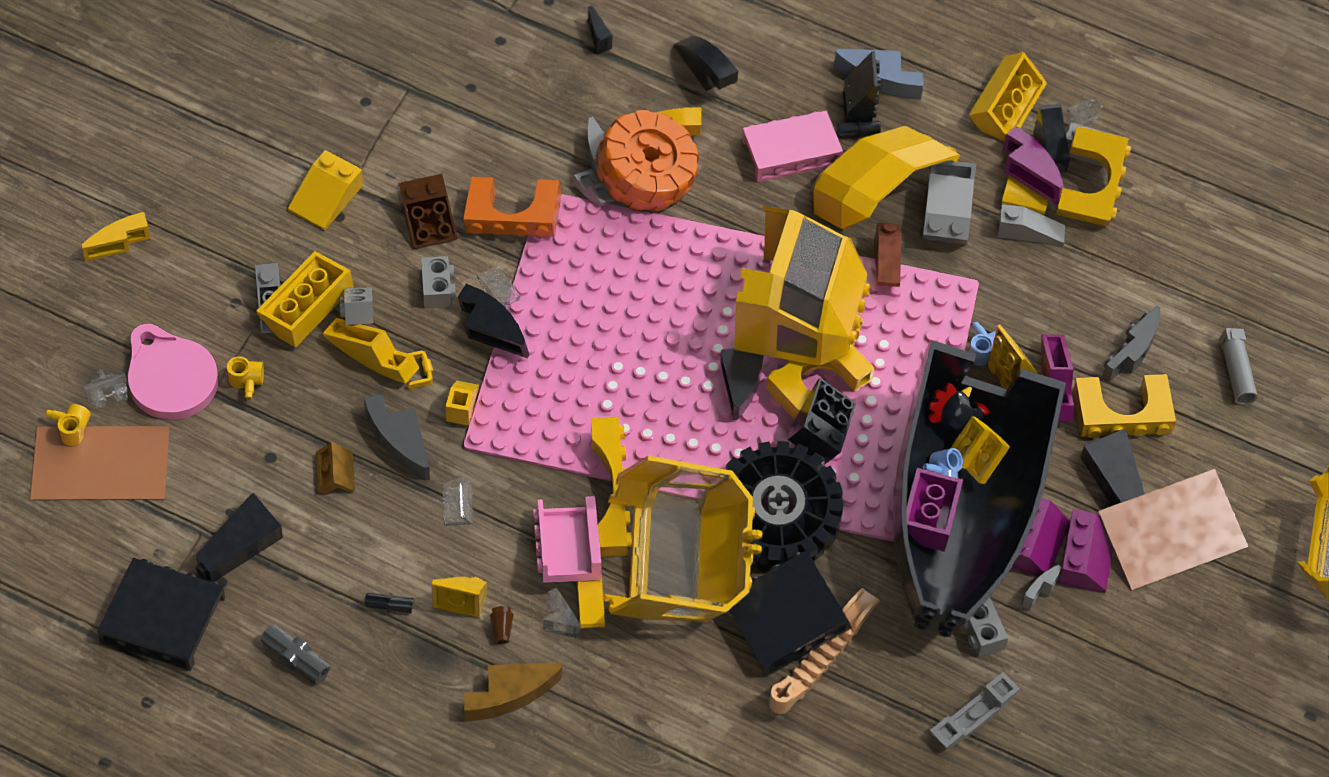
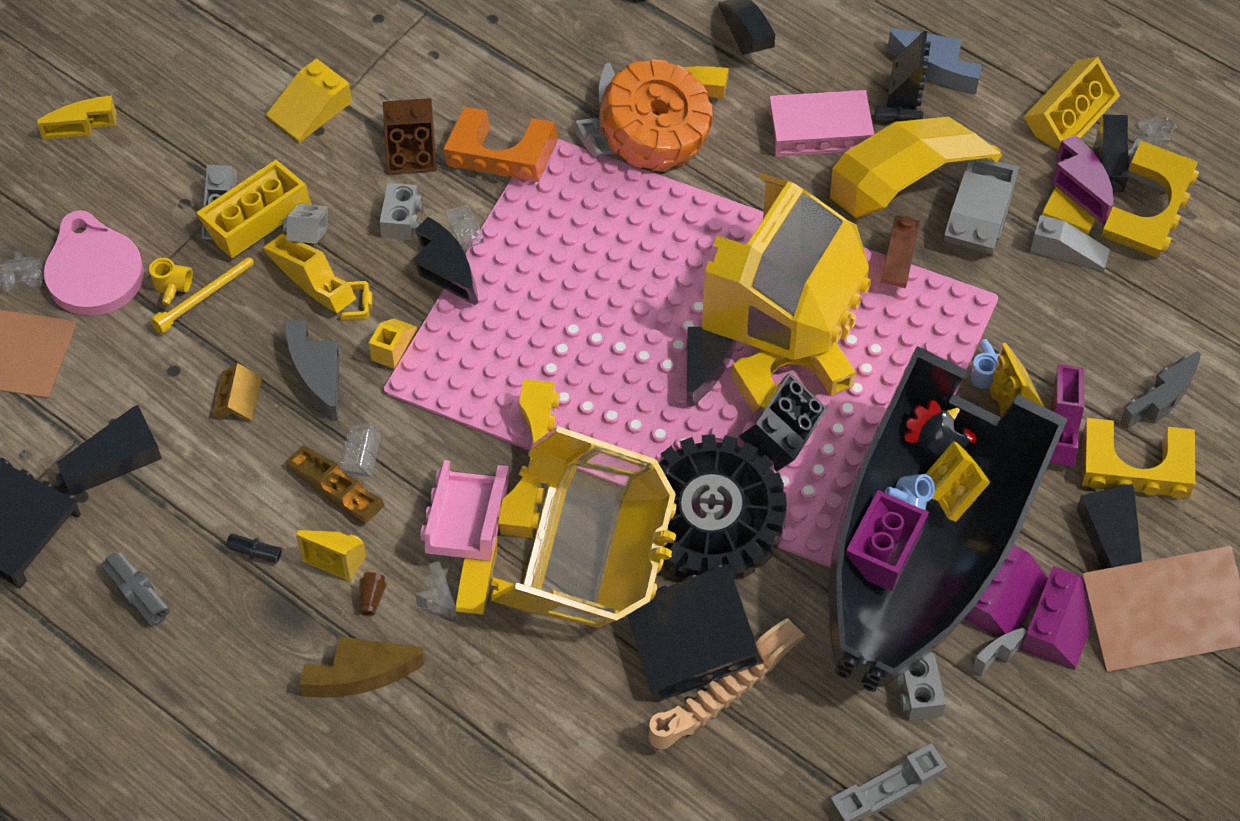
camera: 15 degrees right, 0 degrees up
(250, 414) = (163, 321): none -> yellow piece
(444, 536) = (334, 484): none -> pearl gold slope

